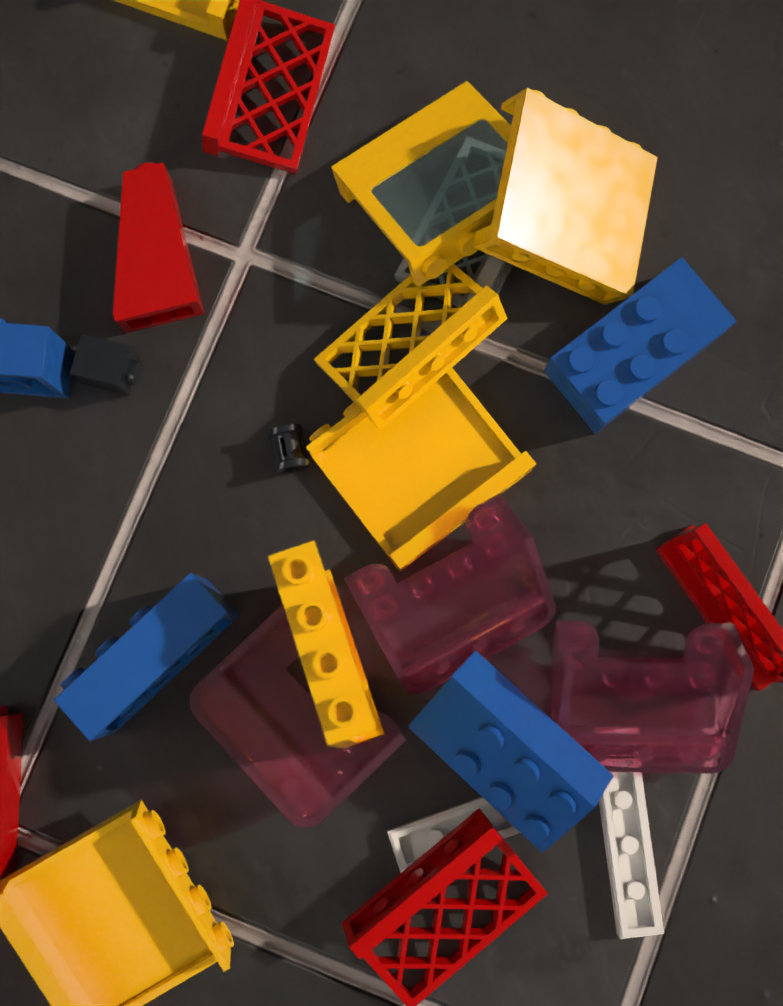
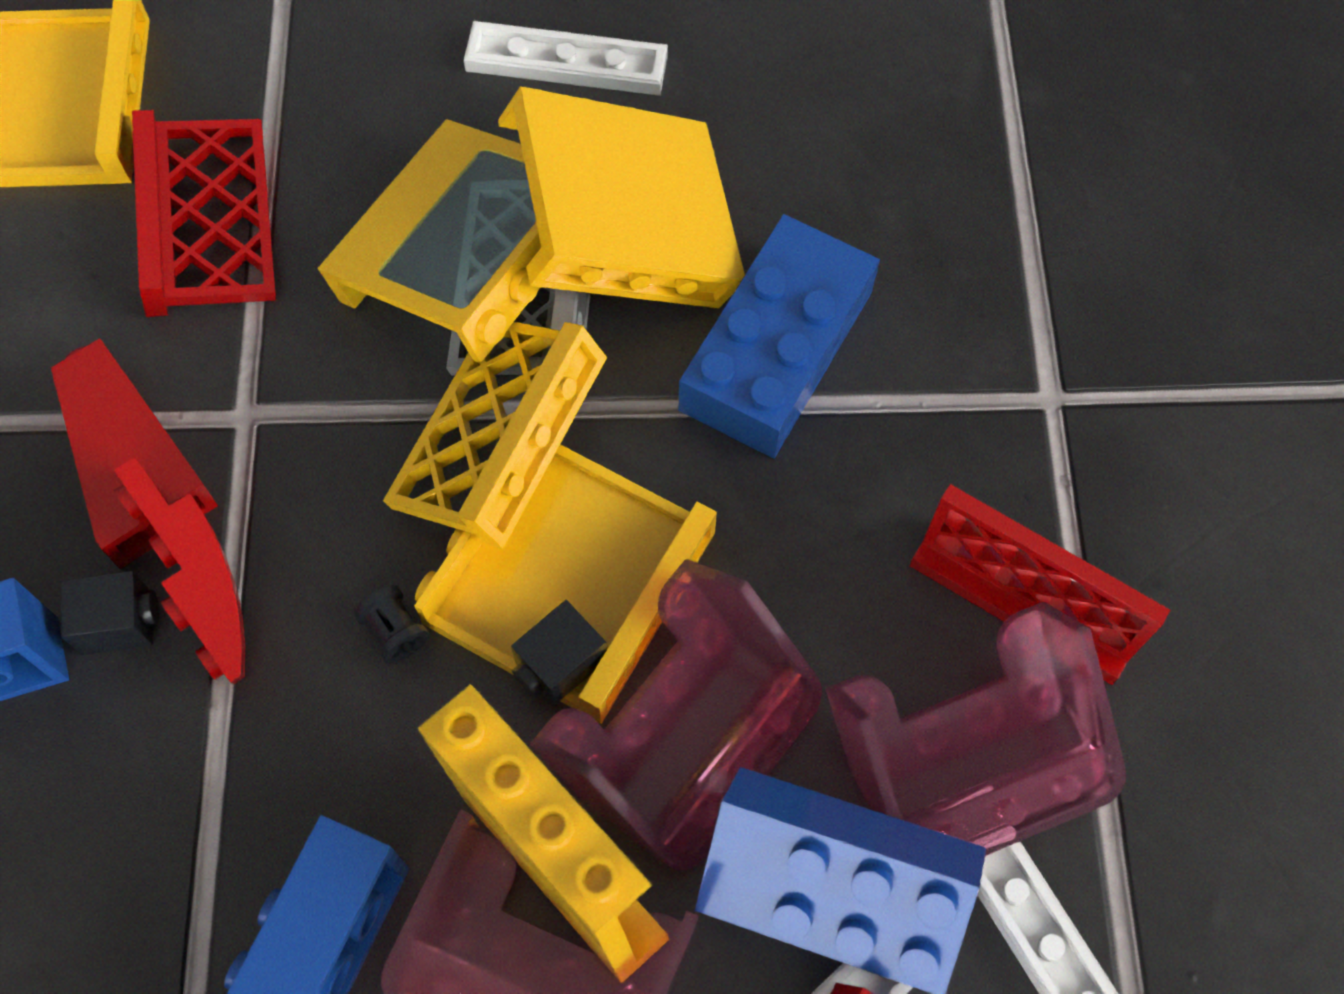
camera: 25 degrees left, 15 degrees down
(173, 379) = (204, 589): none -> red slope
(387, 519) = (557, 653): none -> black brick
(577, 58) = (566, 58): none -> white tile

